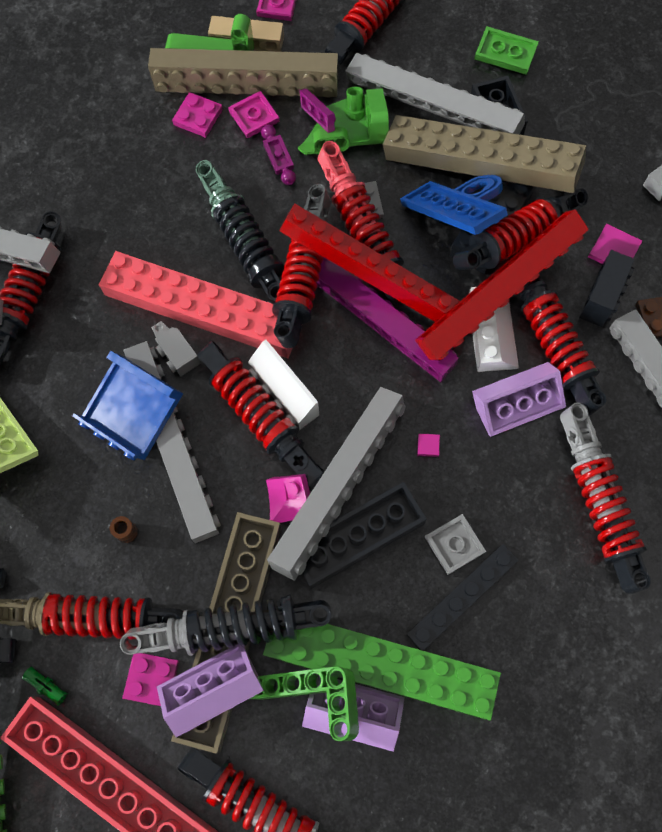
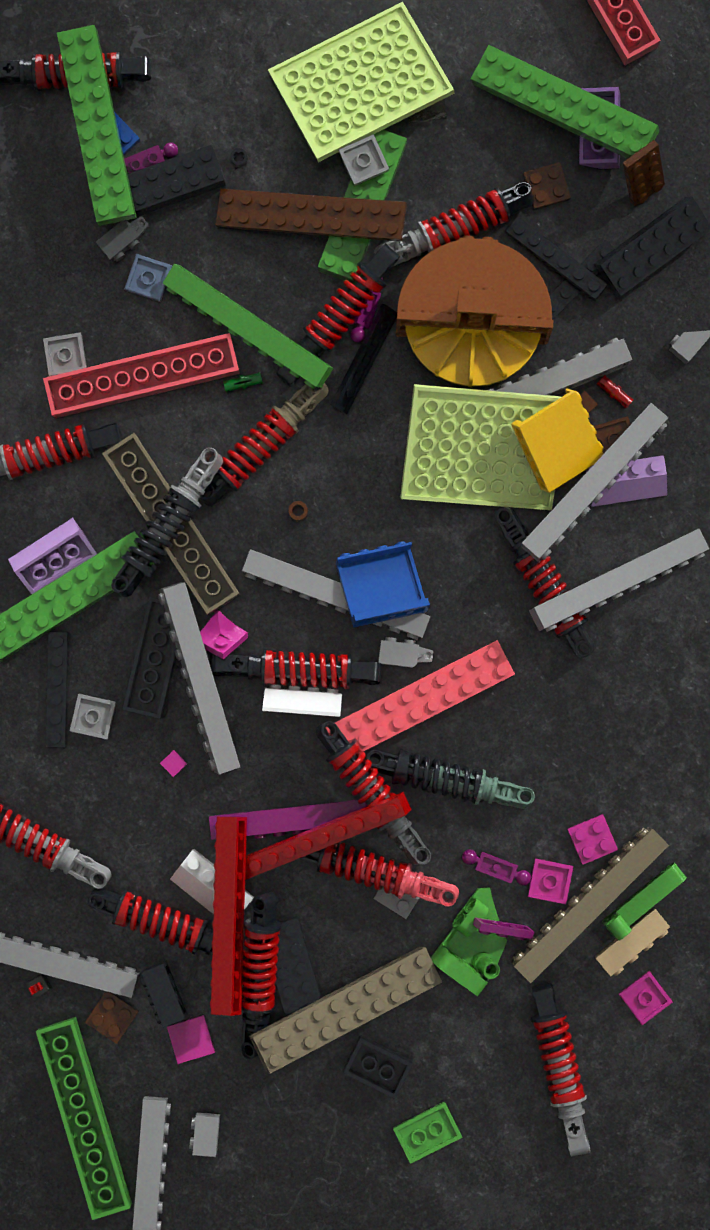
camera: 130 degrees right, 15 degrees up
(145, 675) = (185, 448): dark pink plate -> none
(208, 690) = (141, 480): lavender slope -> none
(328, 684) = (89, 541): bright green beam -> none
(434, 96) = (429, 1023): light grey brick -> none
(457, 205) = (316, 942): blue plate -> none
(520, 398) = (147, 855): lavender slope -> none

